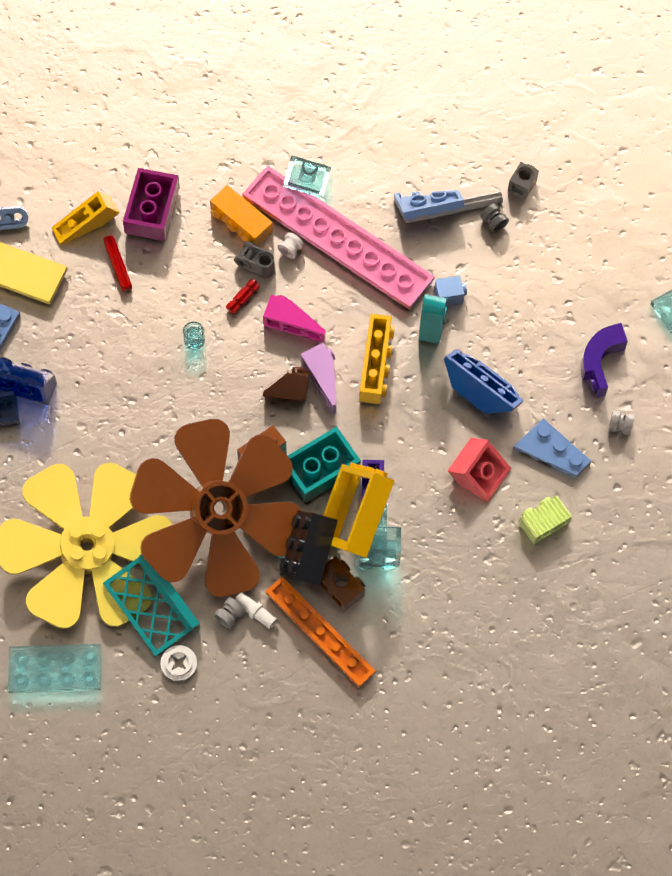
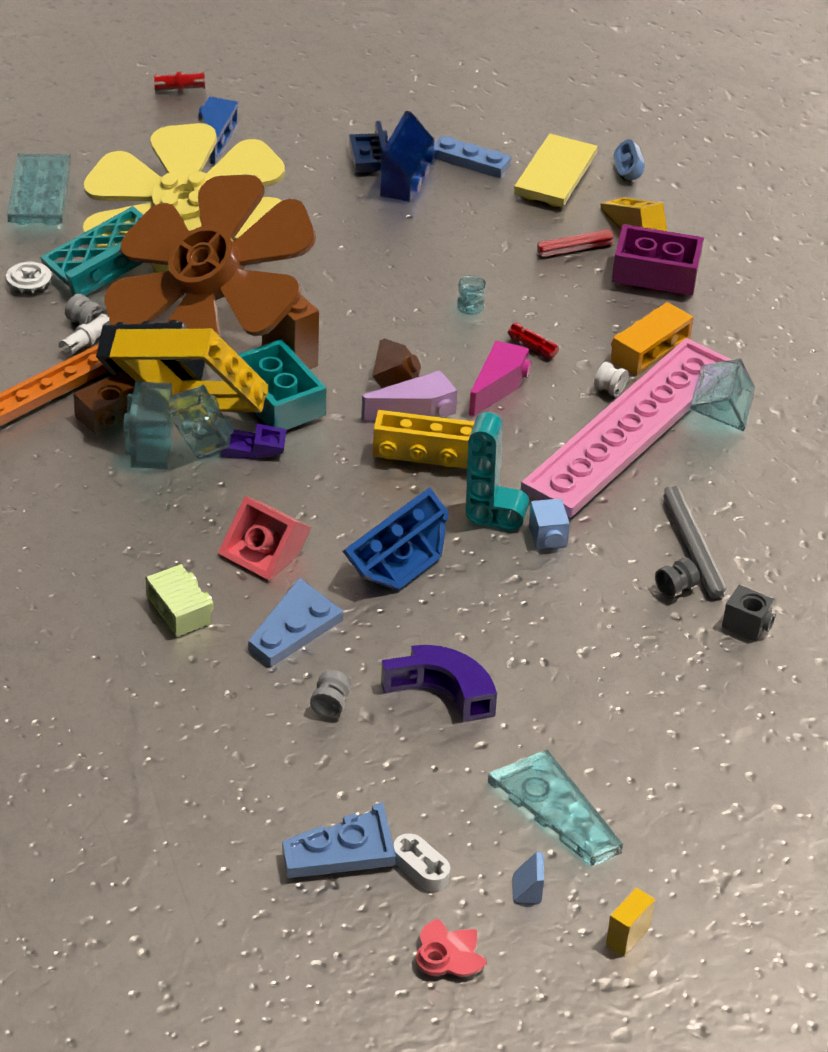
camera: 90 degrees right, 25 degrees down
(253, 257) = (586, 351): dark grey piece -> none
(421, 205) = (689, 501): medium blue wing -> none

